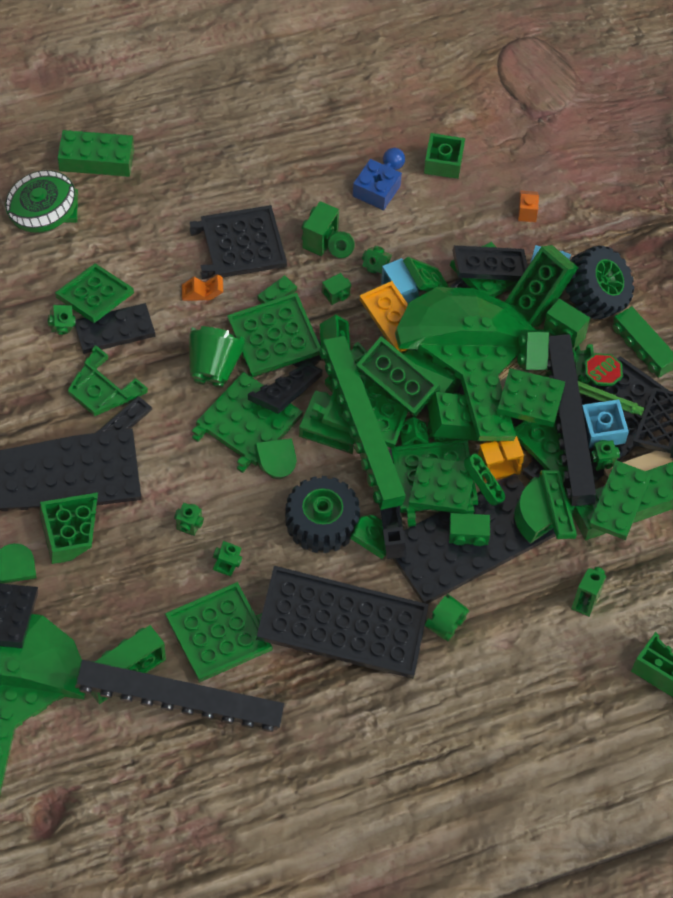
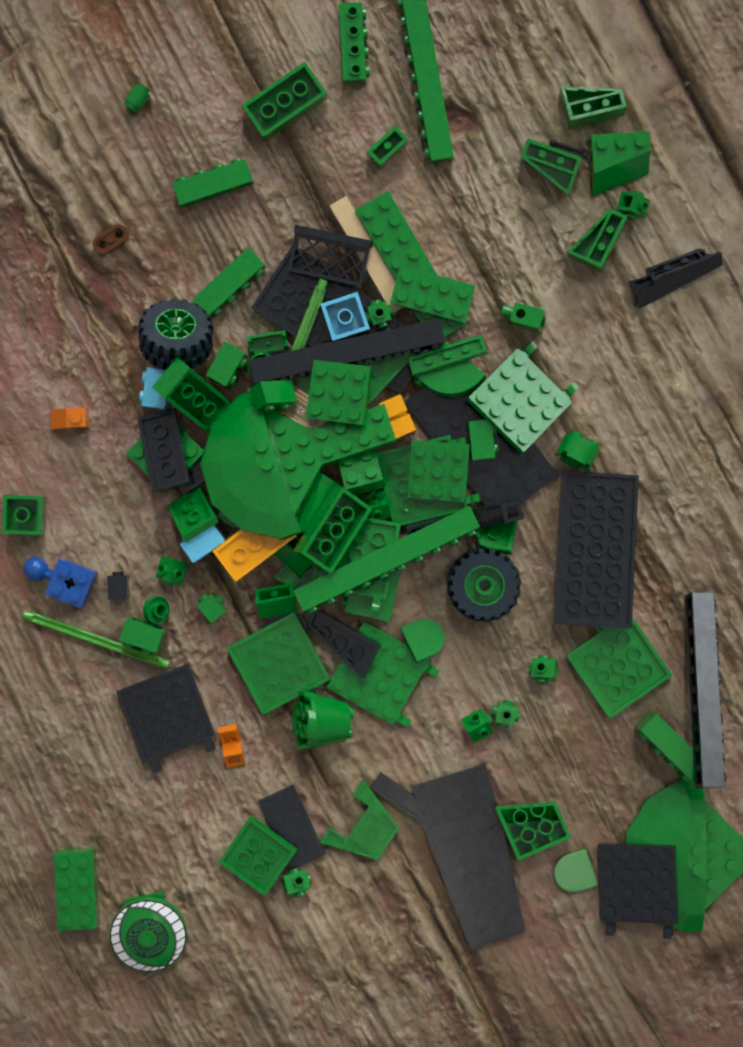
camera: 95 degrees left, 30 degrees up
(181, 491) = (478, 725): none -> green brick
(277, 290) = (222, 668): green plate -> none
(323, 195) = (95, 639): none -> bright green piece
(368, 219) = (118, 586): none -> black brick
(474, 465) = (428, 438): green beam -> none
(506, 570) = (520, 399): none -> plate
(603, 369) = (277, 322): piece -> none
(623, 740) = (673, 274): none -> black wedge

